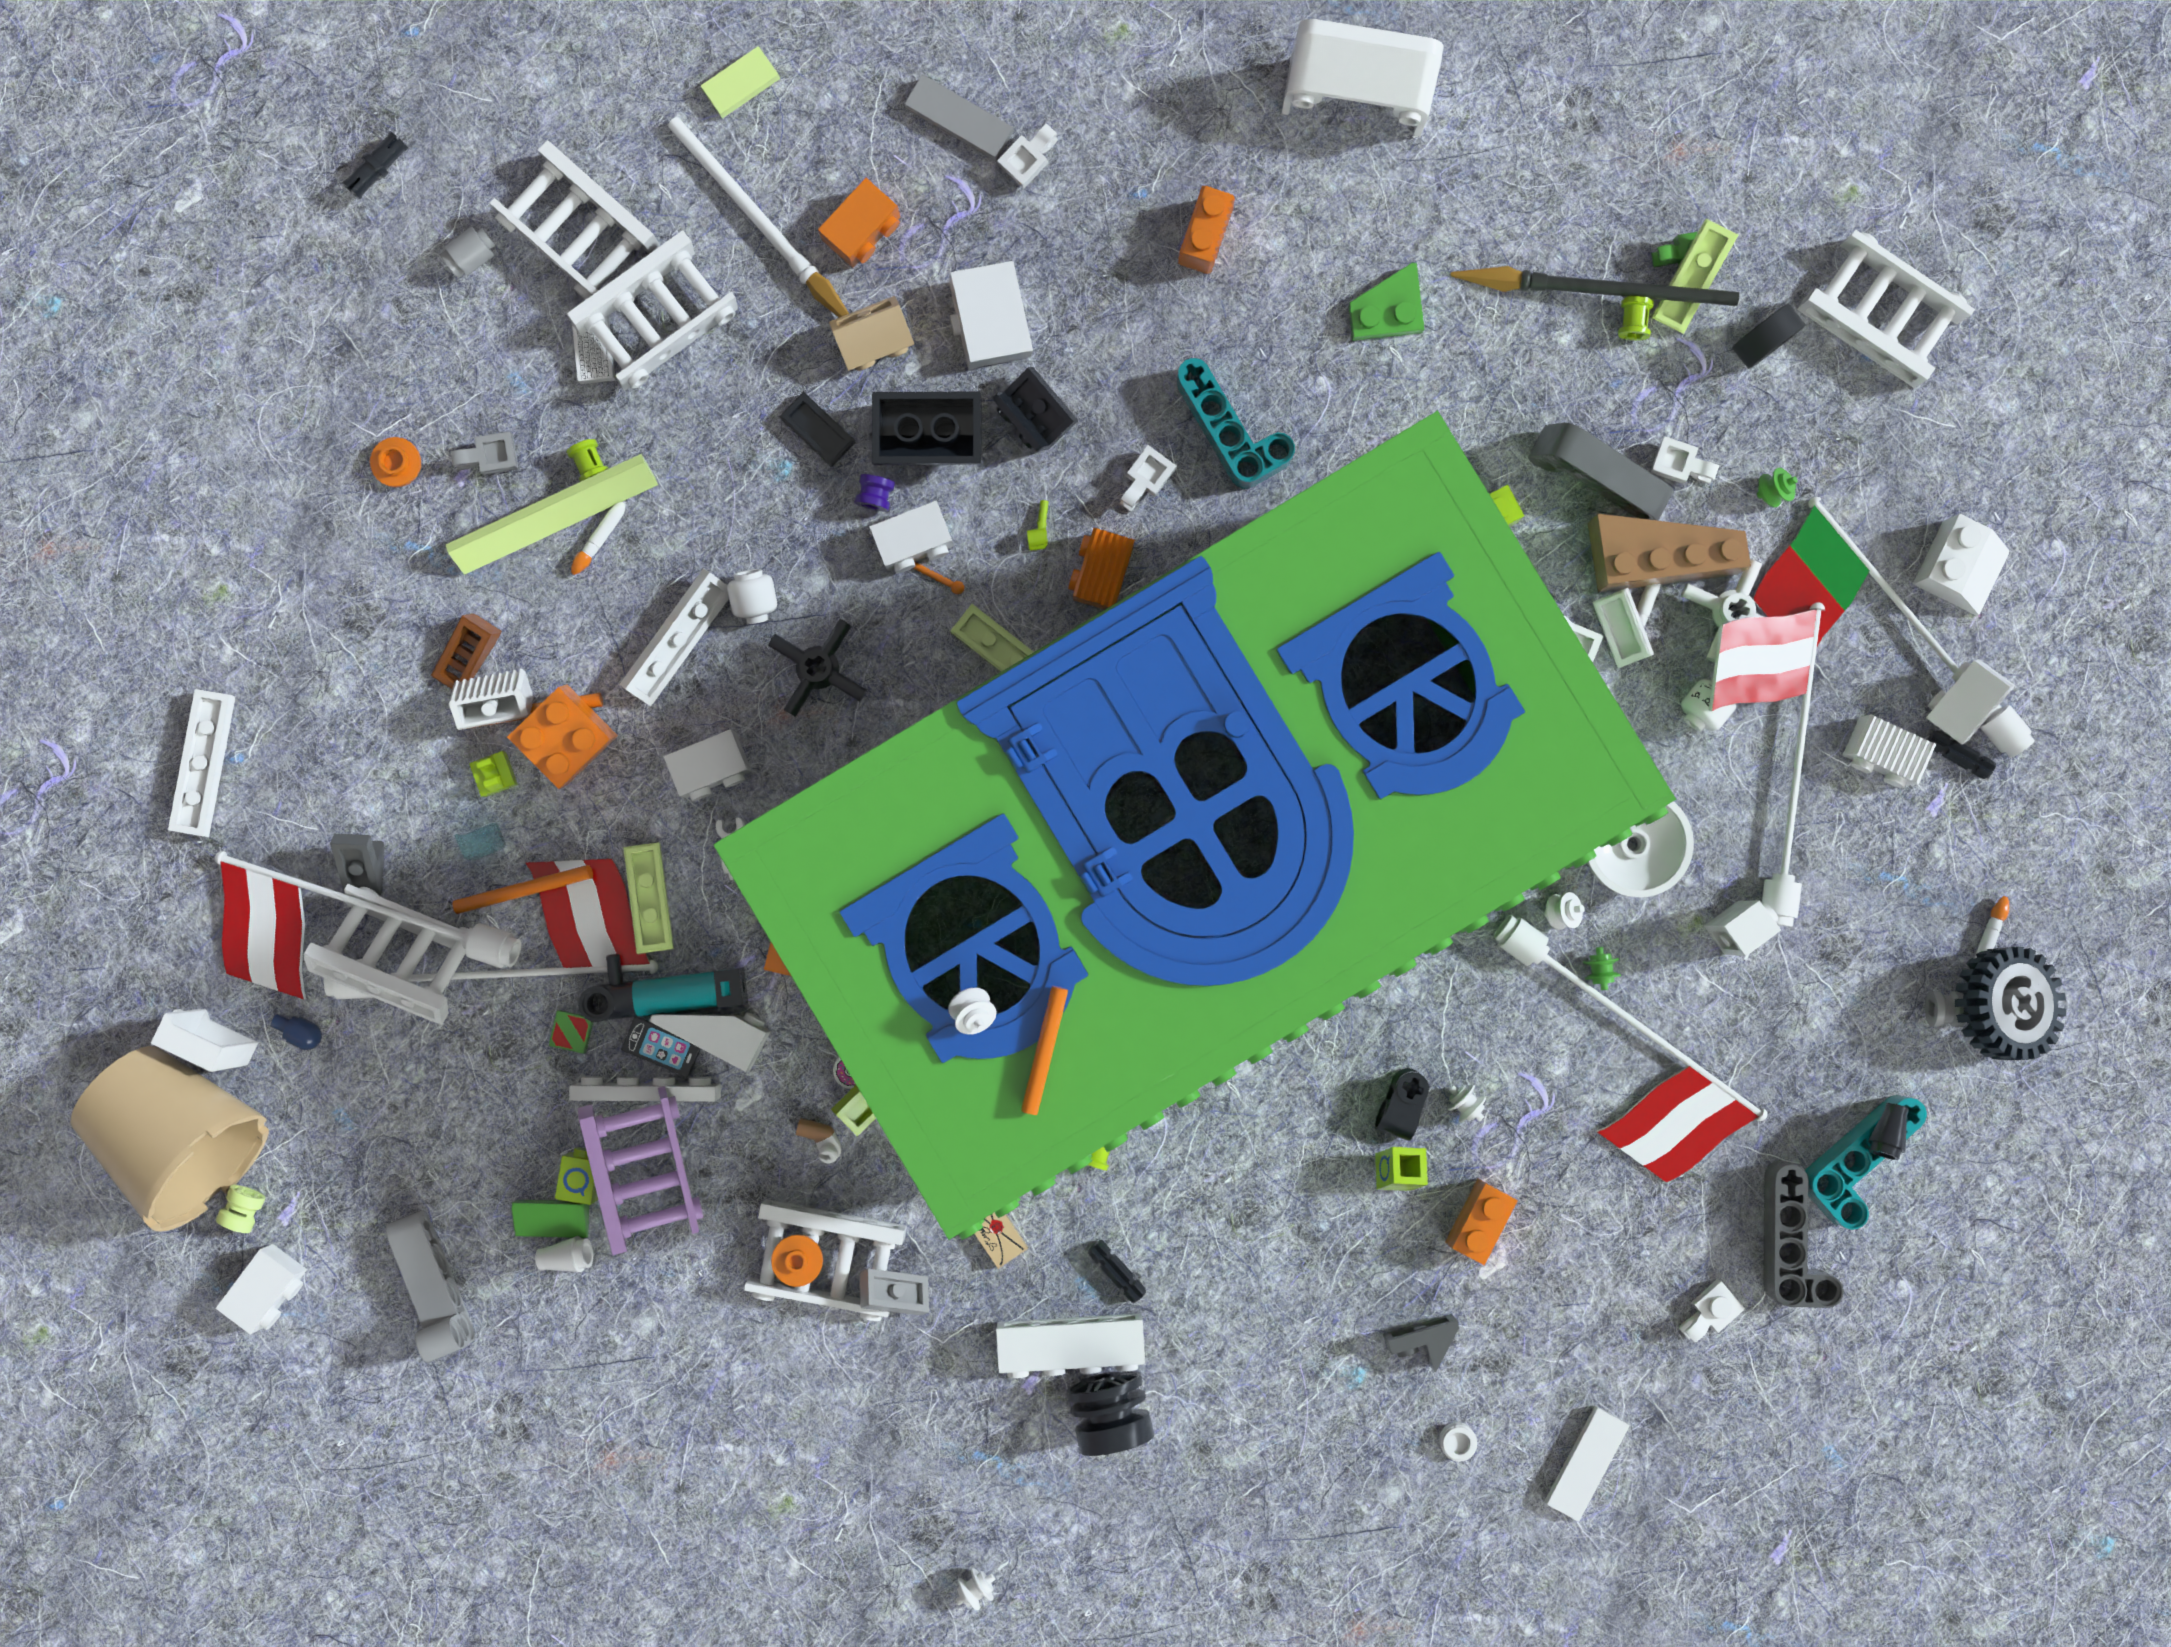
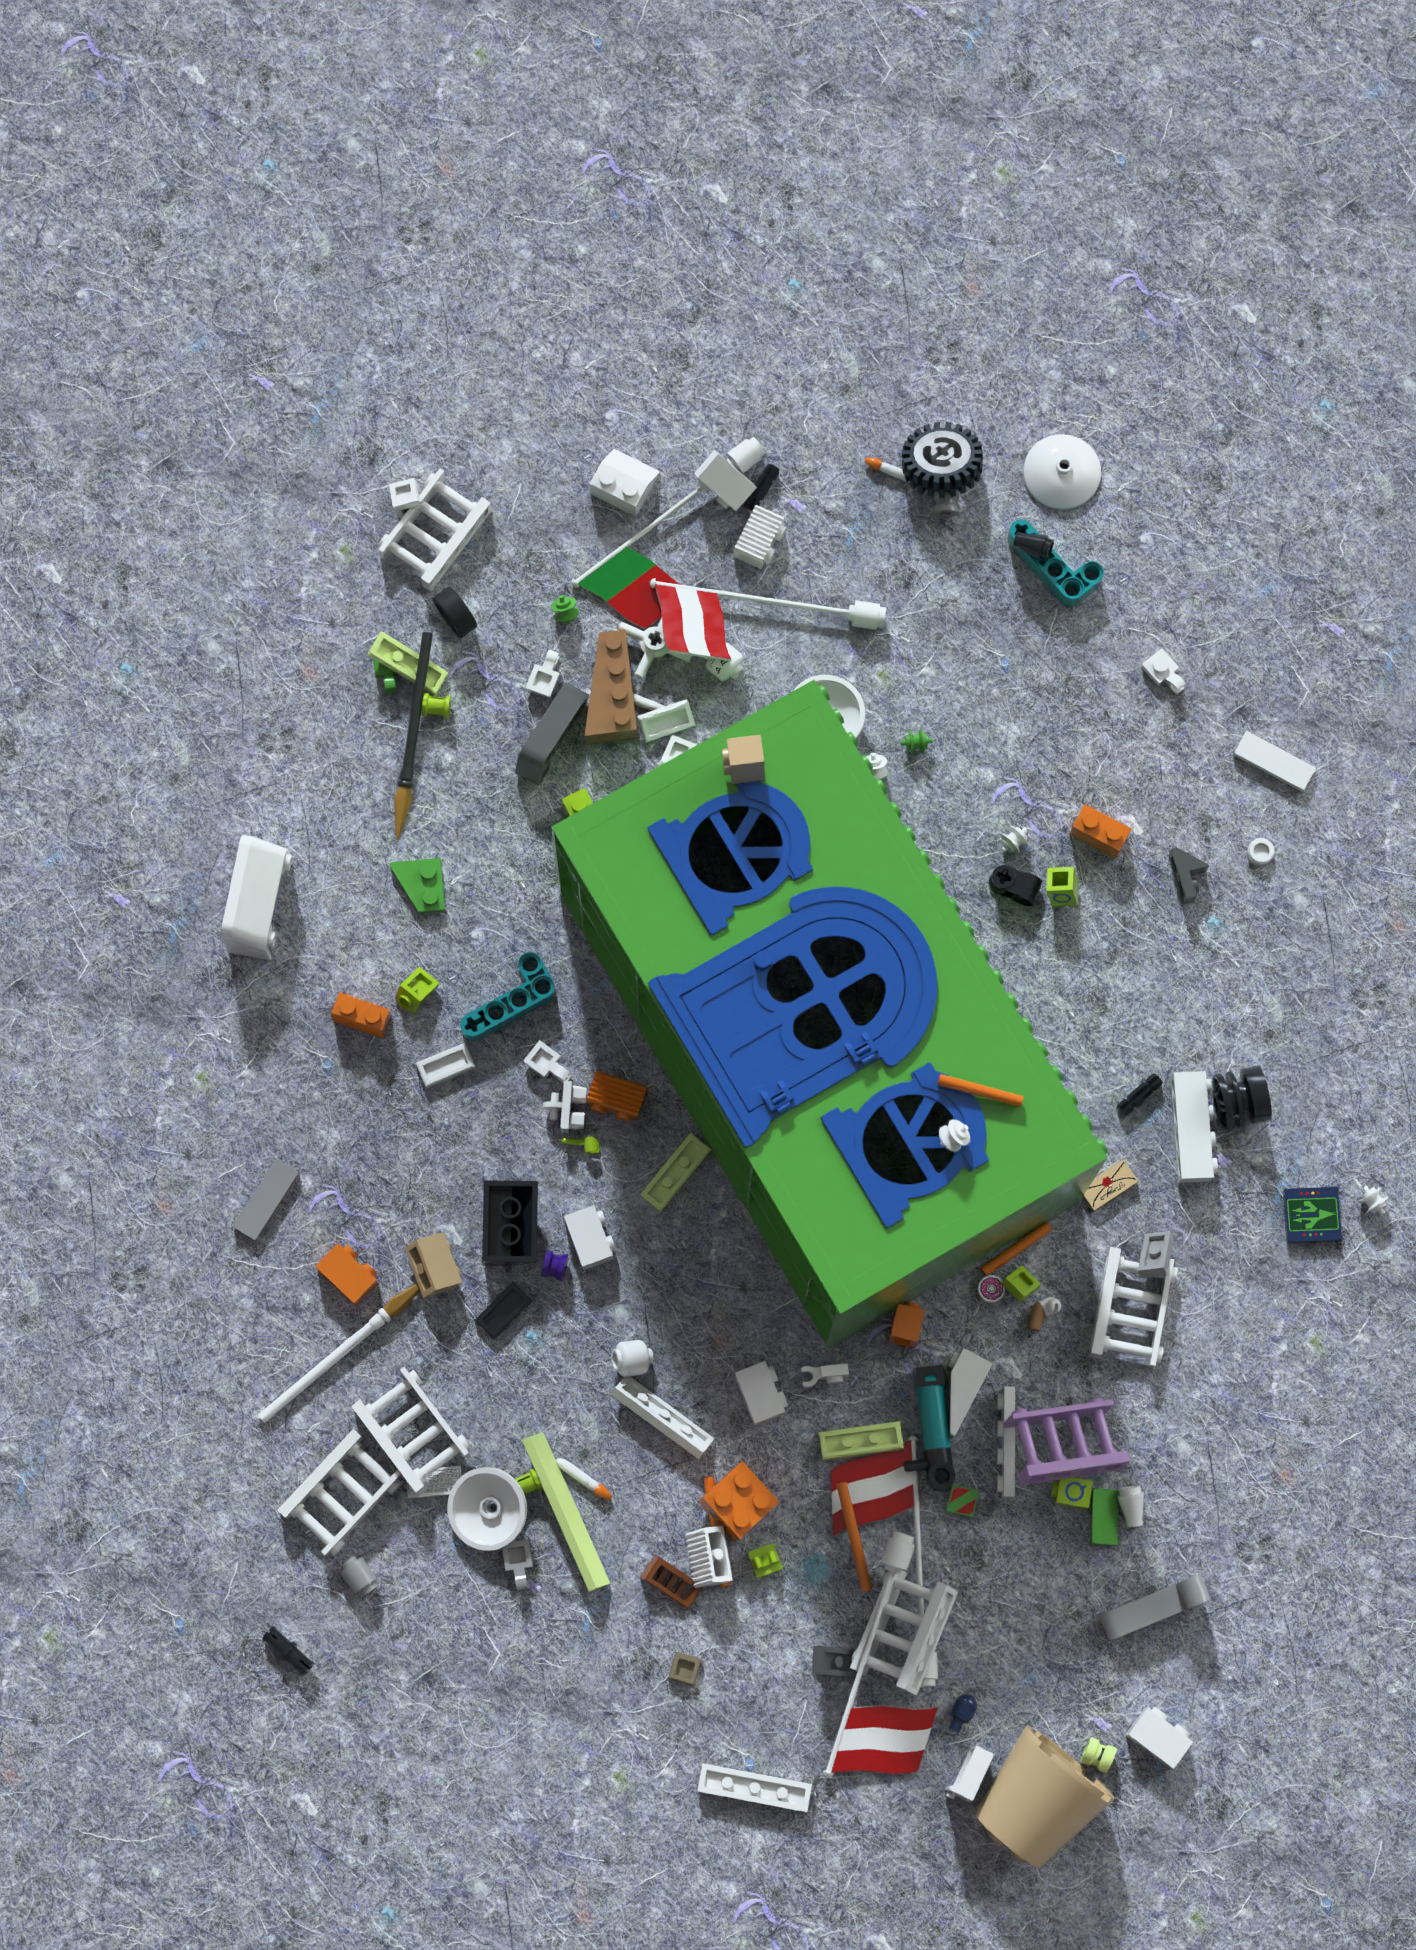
camera: 90 degrees left, 10 degrees down
(355, 672) = (684, 1668): none -> dark tan tile
(395, 462) = (521, 1636): orange piece -> none
(541, 400) = (471, 1511): none -> white dish
(660, 1047) = (973, 1432): tile -> none
(740, 82) = (232, 1367): yellowish green tile -> none
(797, 1260) = (1133, 1325): orange piece -> none
(815, 654) = (697, 1307): black bar -> none
(956, 587) = (626, 1206): orange hinge -> none
(956, 1503) = (1312, 1215): none -> tile
(989, 315) = (420, 1178): white container -> none
(1026, 158) = (301, 1149): white plate -> none
(1034, 411) = (494, 1144): black bracket -> none
(1102, 506) = (569, 1119): none -> white hips
(1142, 345) = (445, 1065): none -> white tile
(1242, 302) = (416, 990): none -> lime bracket
(1545, 689) = (744, 759): none -> tan brick
(1675, 1119) = (1023, 690): flag -> none
(1743, 927) = (887, 641): white brick -> none
(1796, 1233) = (1107, 611): dark grey beam -> none
(1934, 262) = (404, 495): none -> white panel
(1976, 1165) = (1057, 486): none -> white dish

